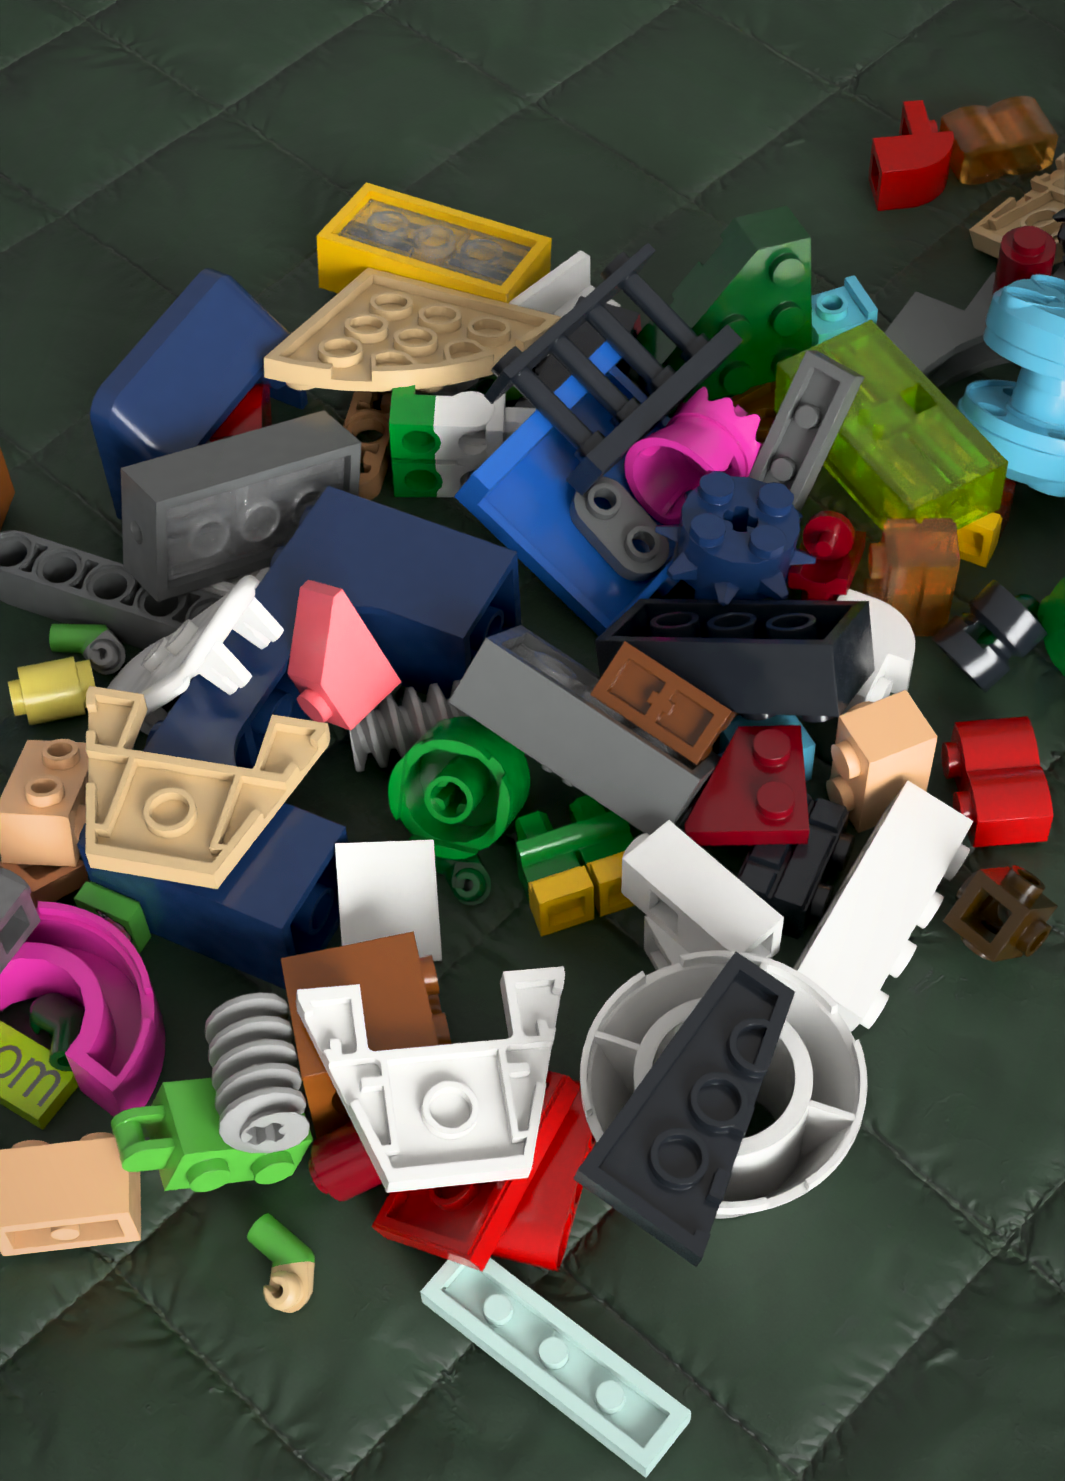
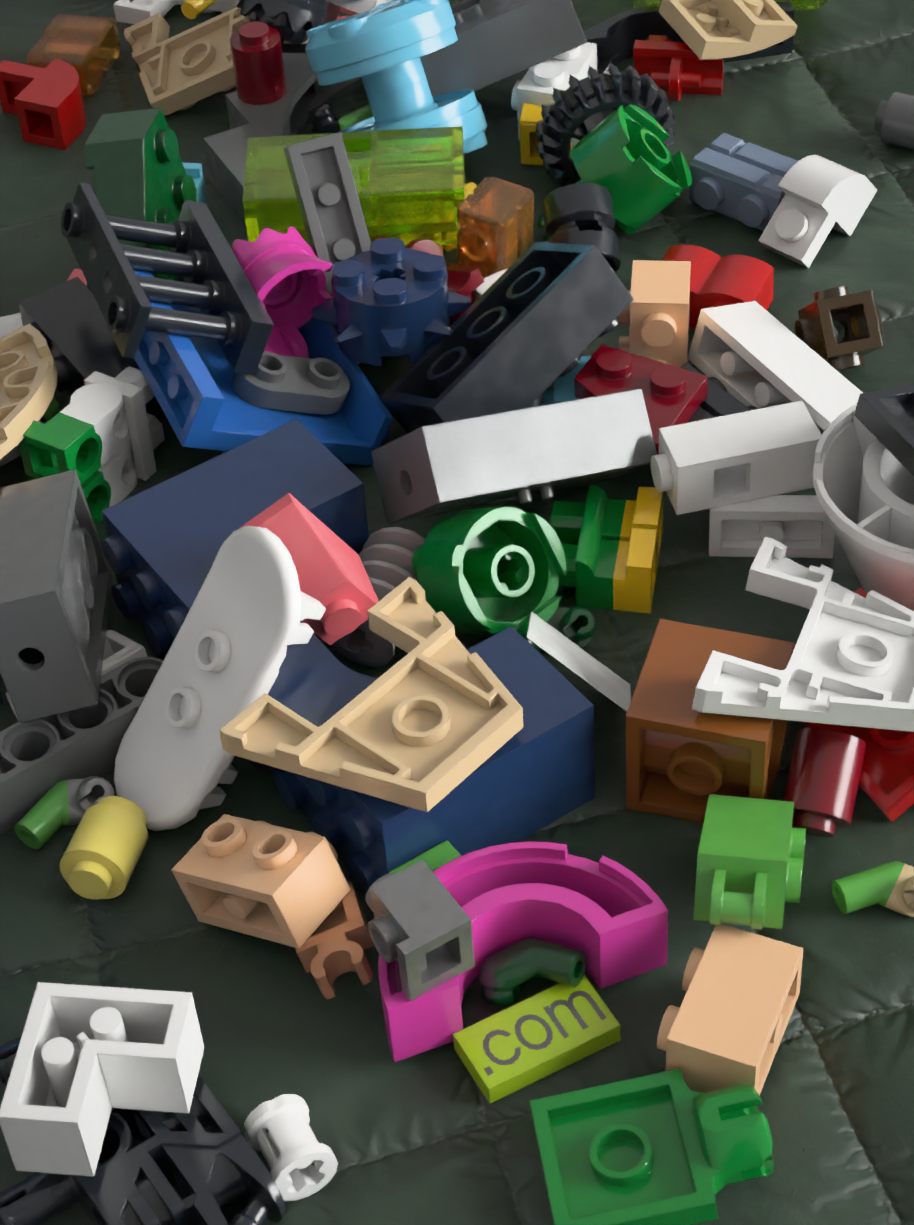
camera: 60 degrees left, 10 degrees down
(256, 1074) = (736, 780): light grey piece -> none
(662, 703) = (540, 377): reddish brown hinge -> none

